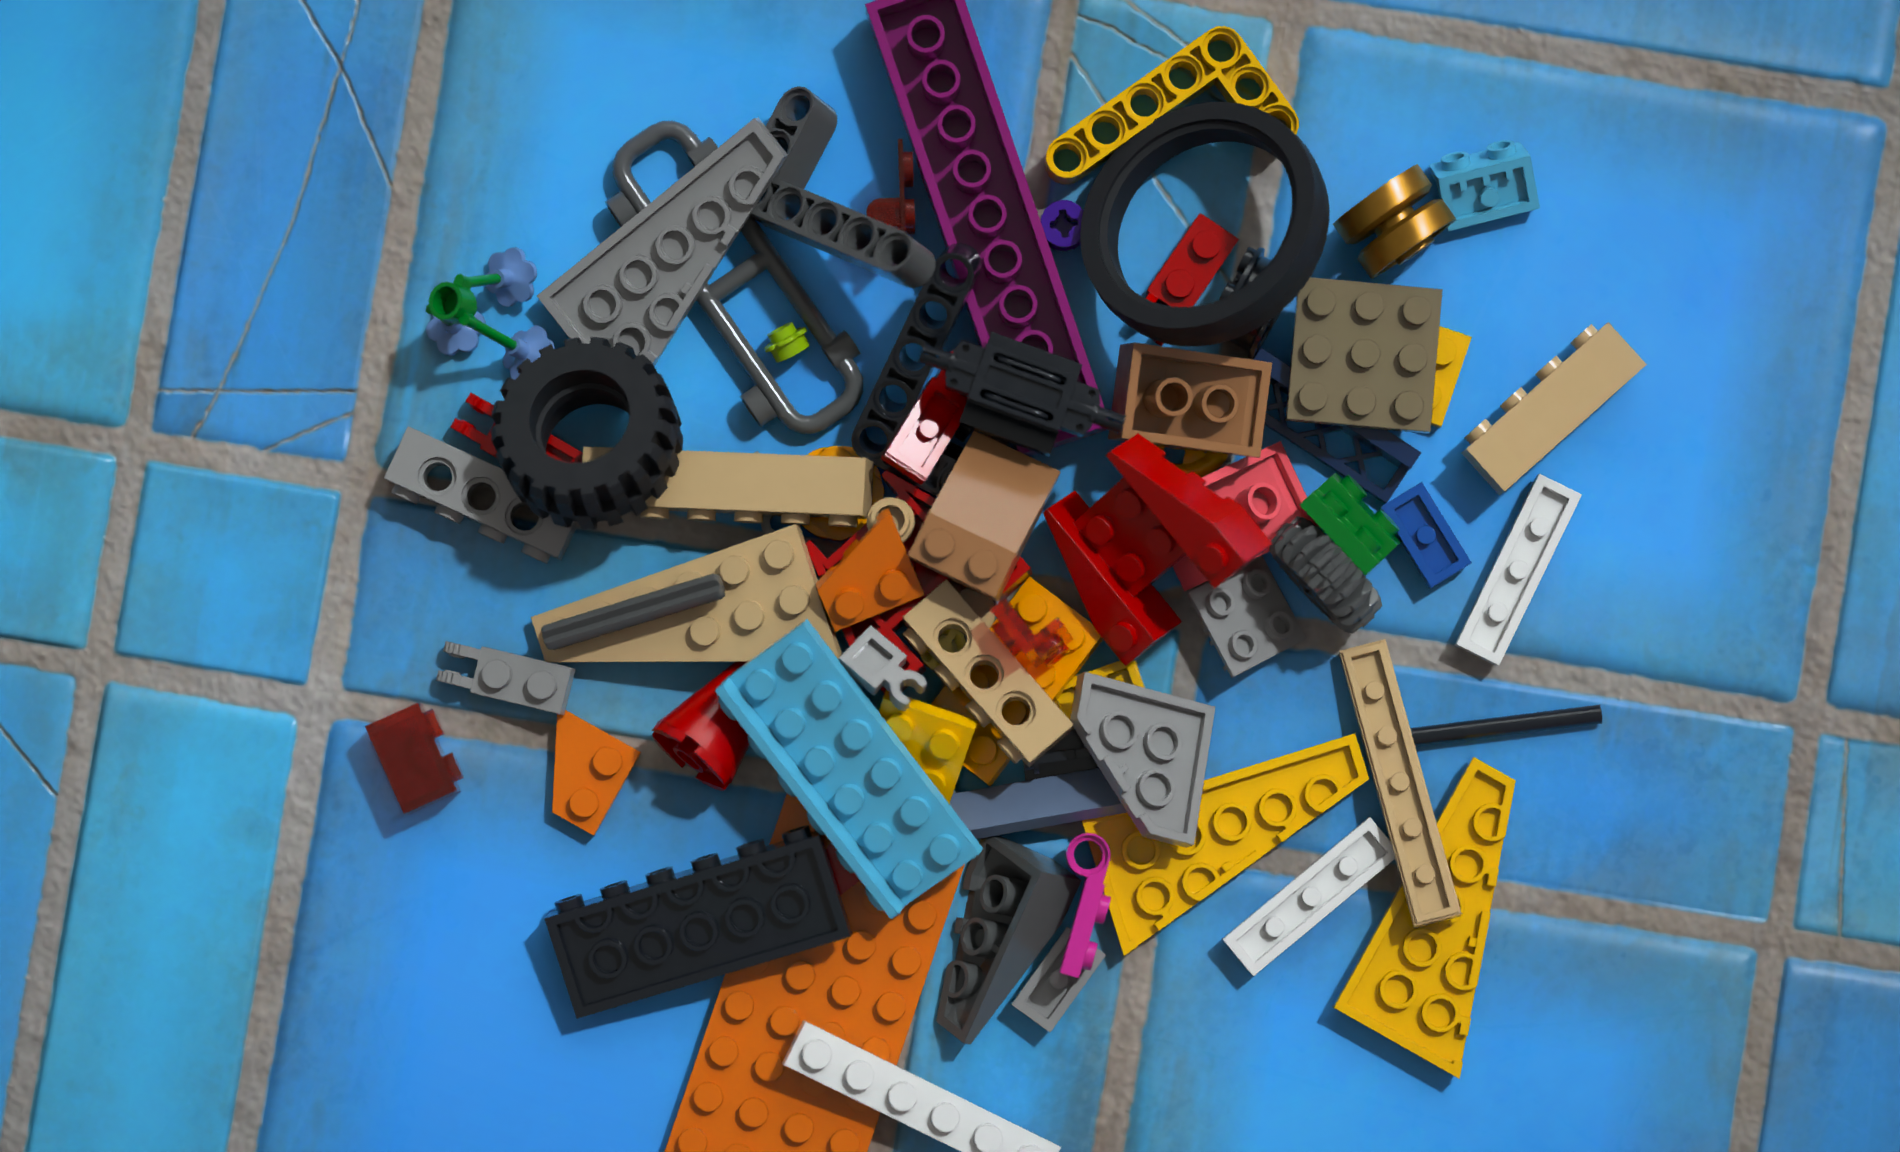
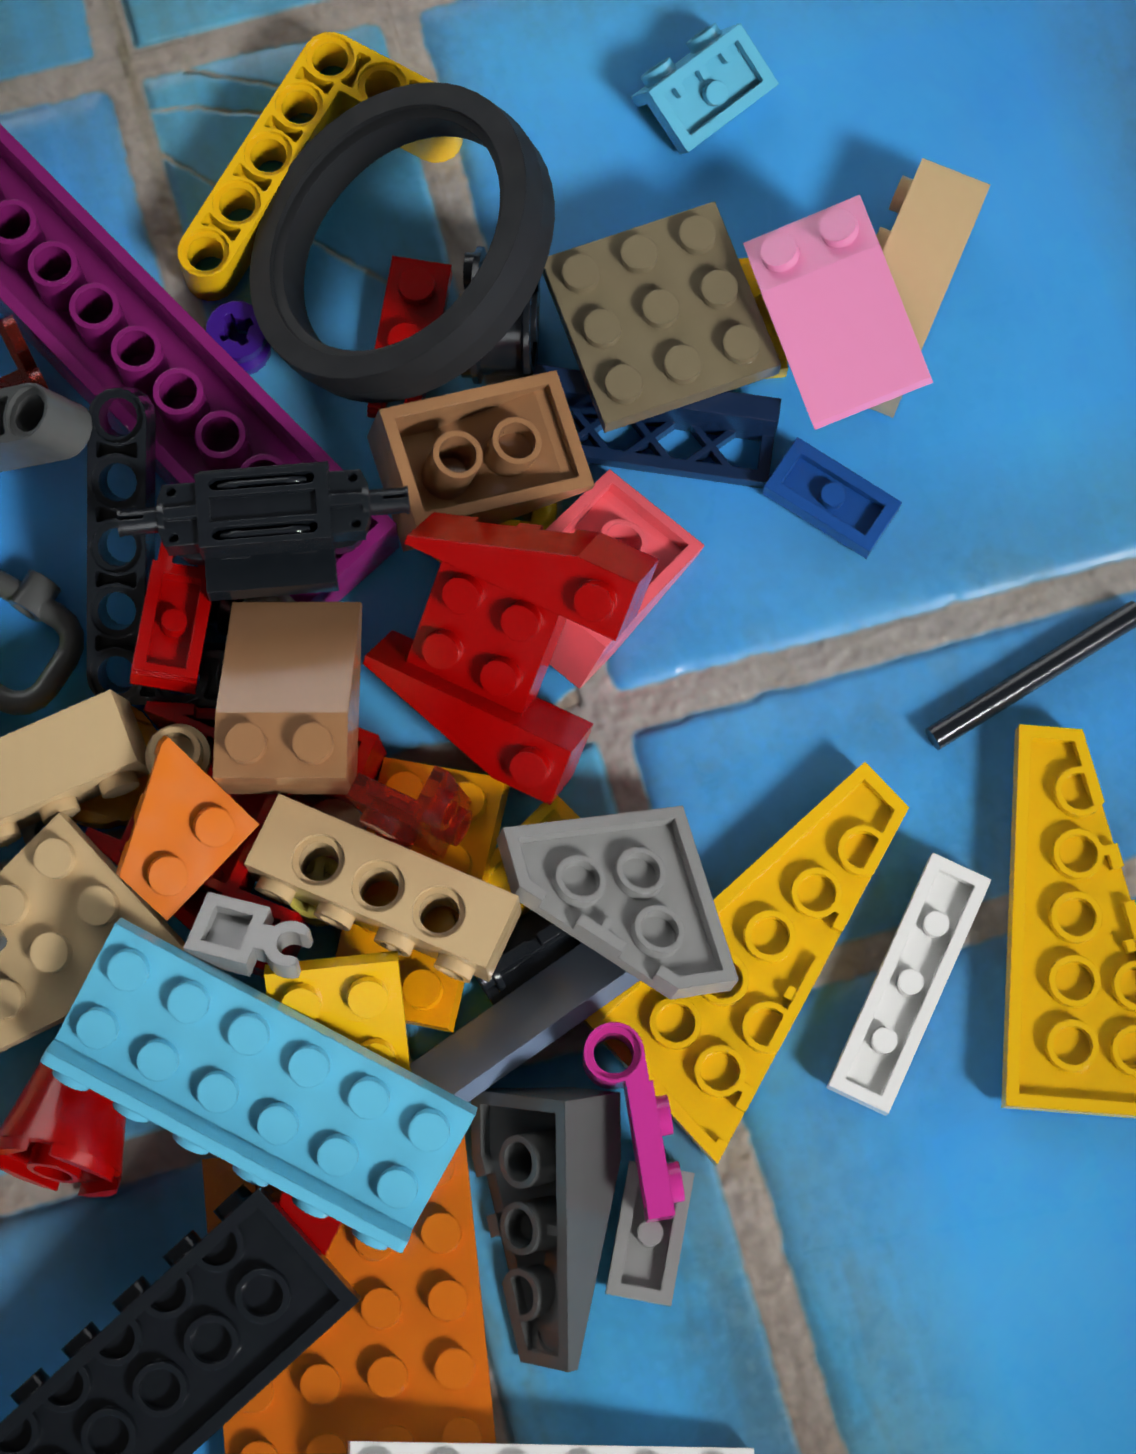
camera: 25 degrees left, 10 degrees down
(1246, 617) = (665, 687): light grey hinge -> none
(1325, 574) = (739, 585): dark grey gear -> none
(1350, 523) = (753, 520): green plate -> none
(1391, 217) = (621, 155): pearl gold wheel -> none
(1400, 783) = (951, 799): tan tile -> none
(1486, 414) = (837, 312): none -> bright pink slope
(1518, 569) = (959, 490): white plate -> none

